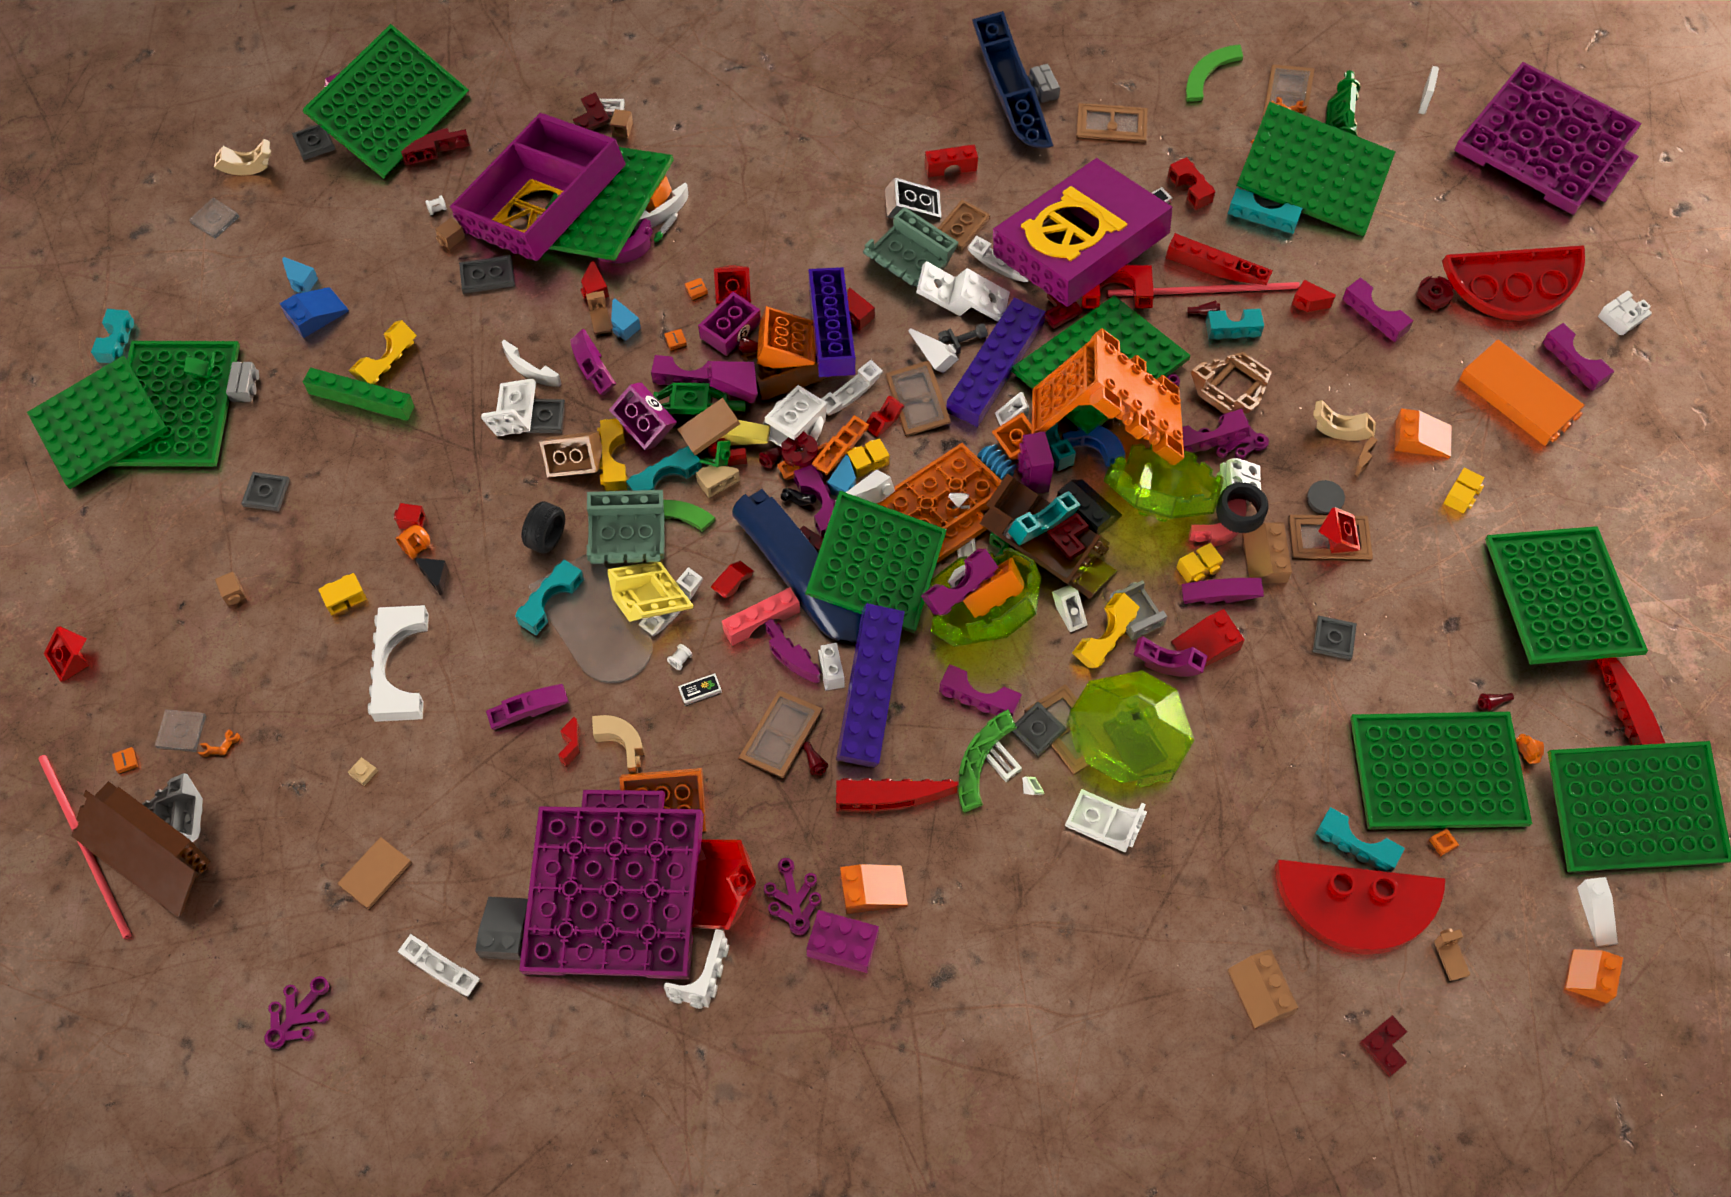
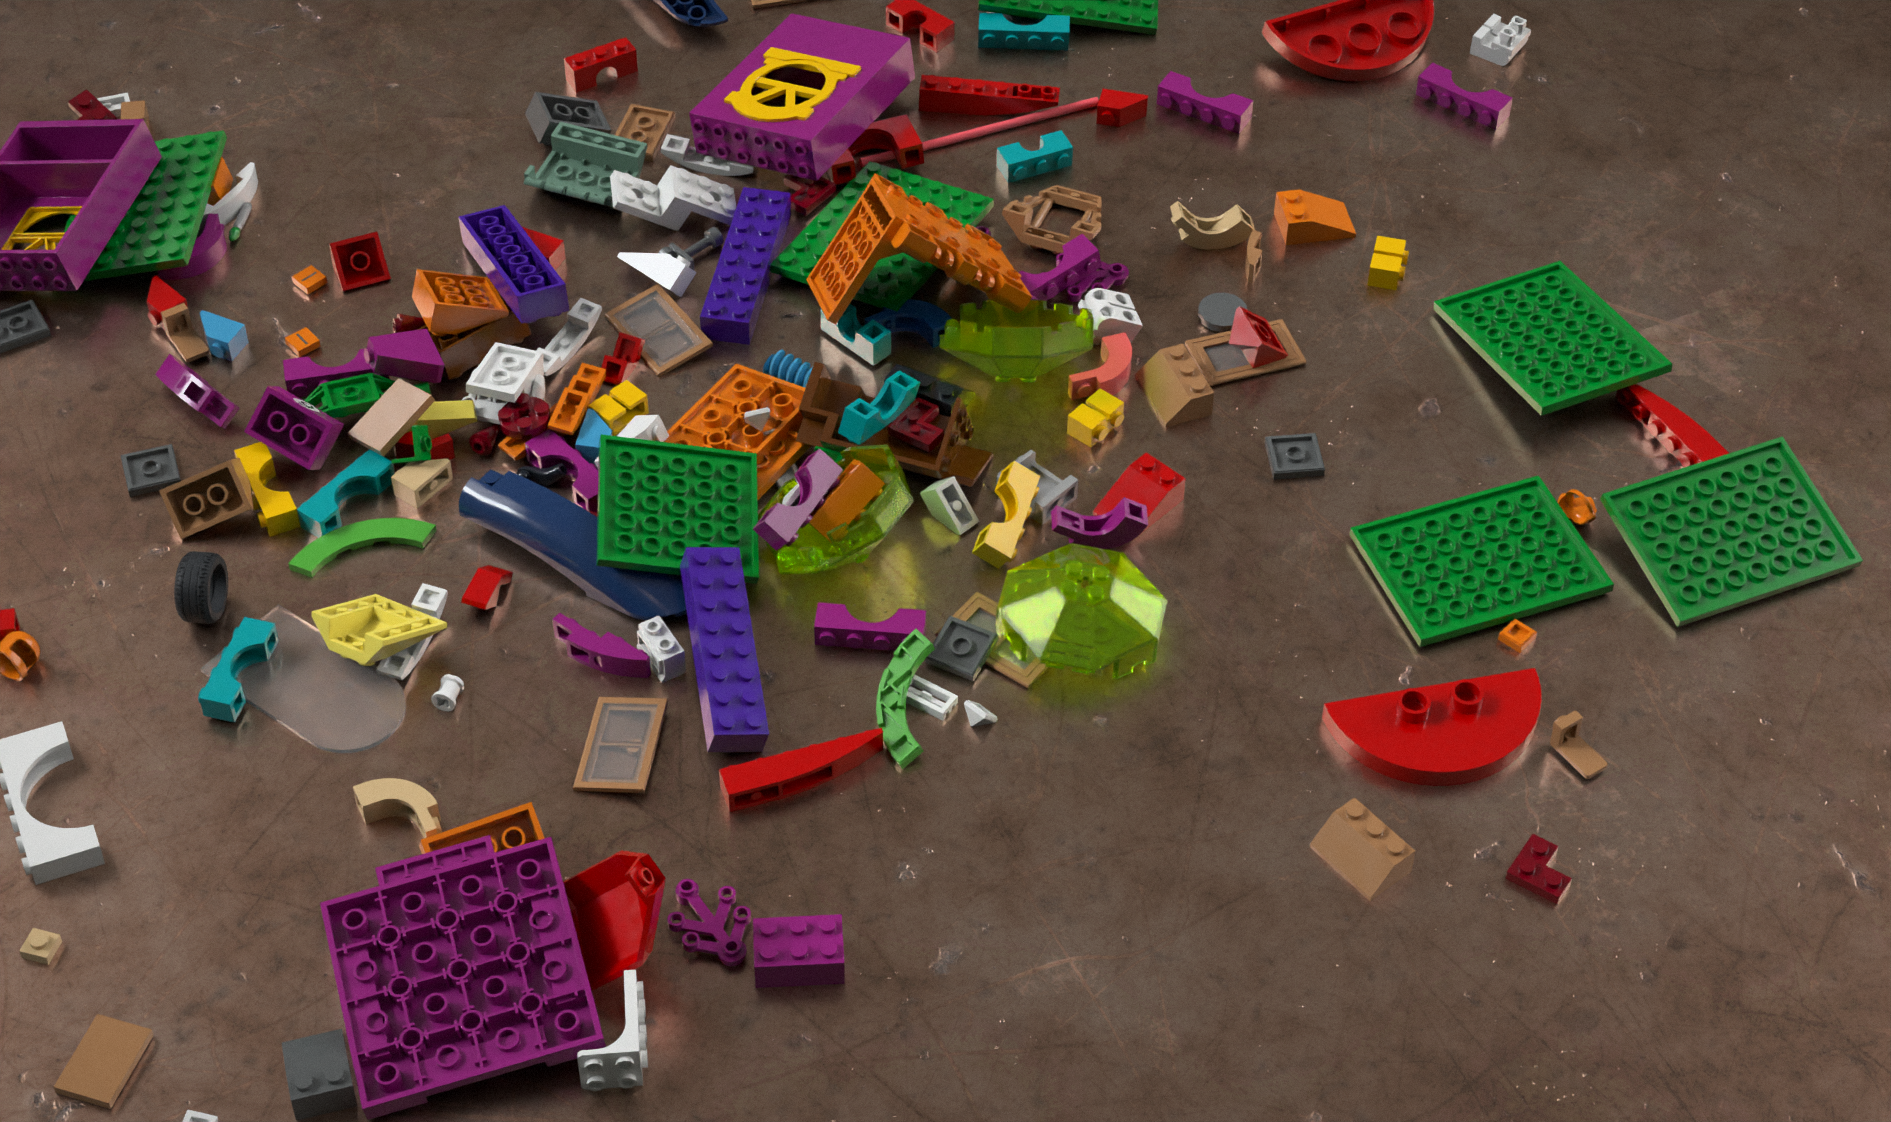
camera: 20 degrees left, 15 degrees down
(435, 572) = (57, 684): black slope -> none
(513, 408) = (103, 468): white bracket -> none
(527, 704) = (256, 797): magenta slope -> none
(544, 376) = (134, 424): white slope -> none
(570, 734) = (331, 824): red slope -> none
(625, 526) = (315, 557): sand green slope -> none
(700, 689) = (489, 723): tile -> none
(729, 323) = (372, 302): magenta brick -> none
(742, 624) = (520, 632): coral arch -> none
(816, 763) = (683, 763): dark red cone -> none
(872, 887) = (812, 881): slope -> none
(1011, 434) = (811, 336): orange slope -> none
(1013, 408) = (792, 312): white slope -> none
(1035, 462) = (844, 348): magenta brick -> none
(1106, 820) = (1091, 724): white bracket -> none
(1204, 308) = (990, 150): dark red cone -> none
(1223, 589) = (1141, 435): magenta slope -> none
(1246, 492) = (1125, 354): black tyre -> none
(1336, 830) = (1385, 657): teal arch -> none
(1433, 300) = (1256, 71): dark red plate -> none
(1490, 701) = (1513, 471): dark red cone -> none
(1522, 392) = (1413, 147): orange brick -> none
(1594, 974) = (1754, 721): orange slope -> none
(1599, 910) = (1729, 651): white slope -> none

